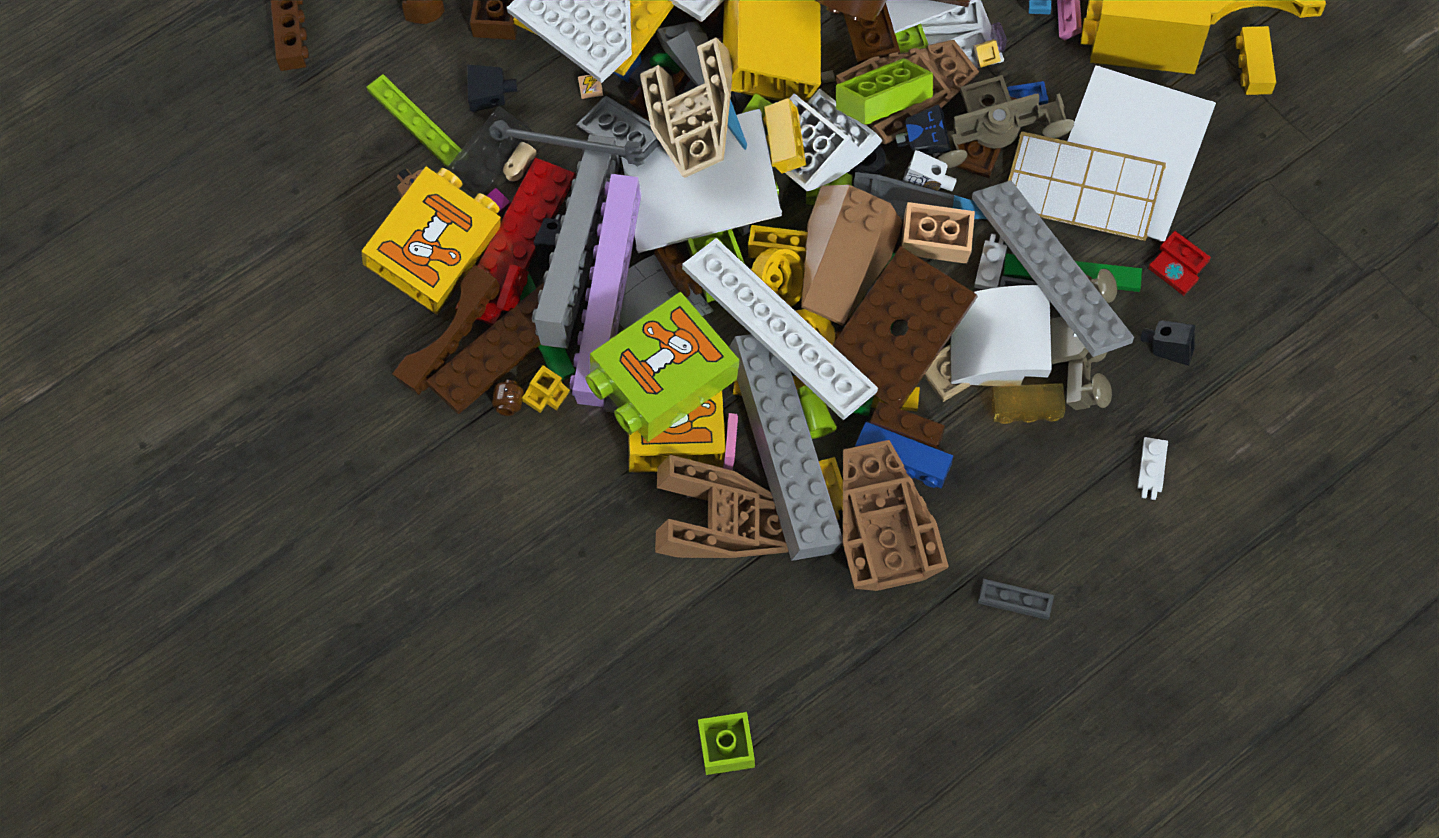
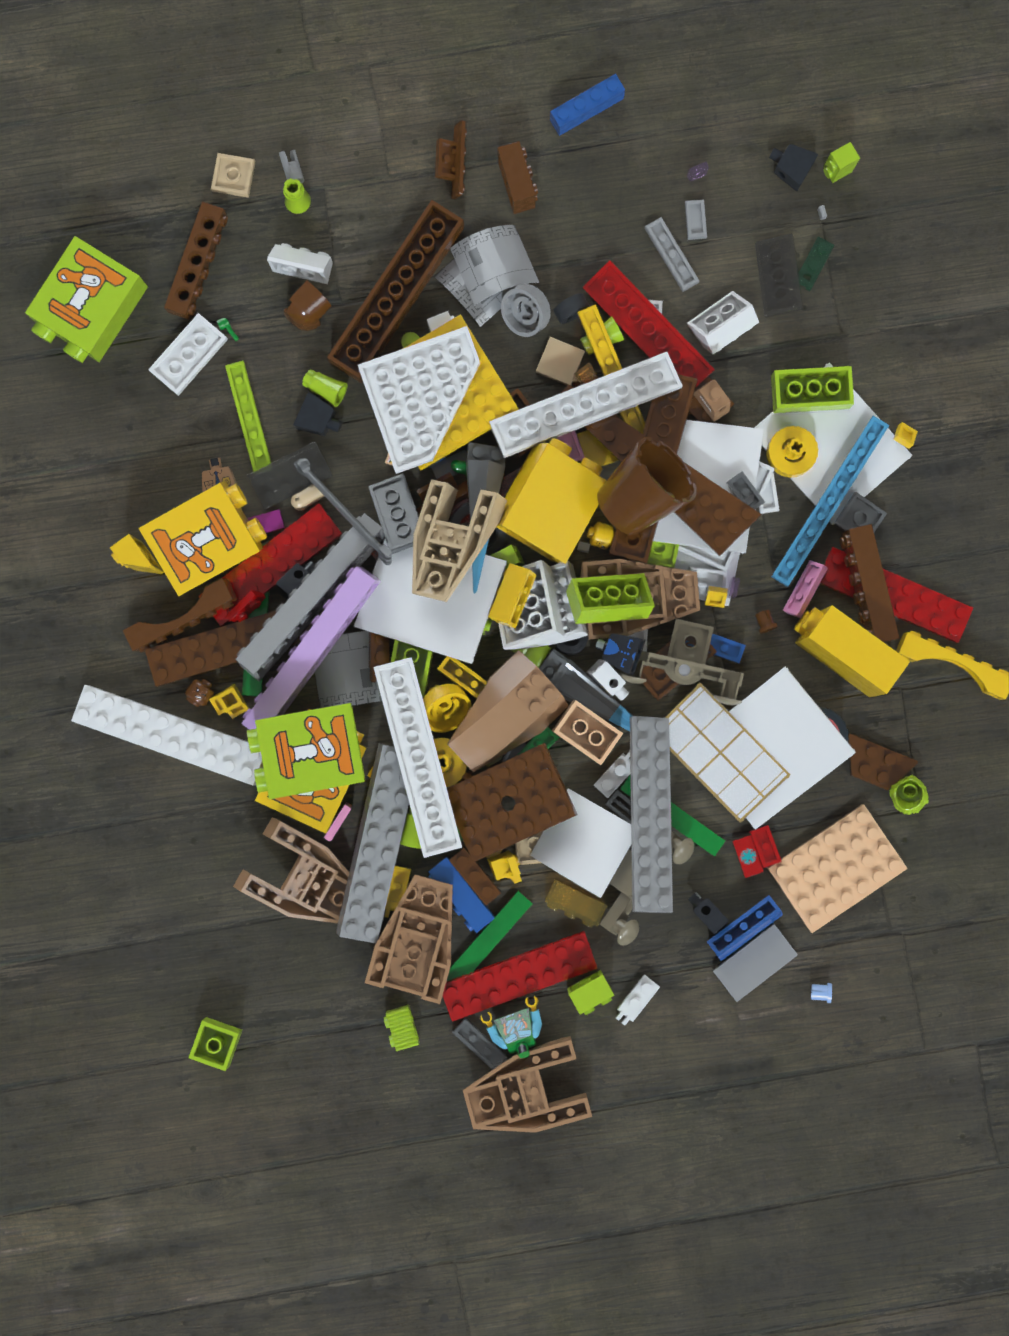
camera: 30 degrees right, 20 degrees up
(190, 90) = (85, 301): none -> lime brick
(322, 94) = (188, 354): none -> white plate
(345, 51) = (224, 324): none -> green hand
(371, 291) = (135, 555): none -> yellow slope
(481, 54) = (325, 387): none -> lime plant
(498, 453) = (167, 734): none -> white brick
(839, 55) = (601, 535): none -> yellow head
(921, 622) = (402, 1028): none -> lime brick
(934, 401) = (505, 866): none -> yellow brick
(959, 487) = (490, 936): none -> green tile
(1013, 506) = (518, 976): none -> red plate
(1046, 556) = (516, 1030): none -> torso
(1049, 53) = (765, 621): none -> reddish brown bush
(1087, 621) = (515, 1097): none -> medium nougat wedge
(1100, 476) = (590, 993): none -> lime brick
(1216, 335) = (745, 927): none -> blue brick
(1244, 126) = (877, 764): none -> reddish brown wing
(1248, 369) = (755, 962): none -> light grey tile
(1256, 60) = (922, 715): yellow brick -> none
(1269, 240) = (837, 868): none -> light nougat plate
(1293, 133) = (909, 795): none -> lime hair
(1335, 360) = (821, 992): none -> light blue bush

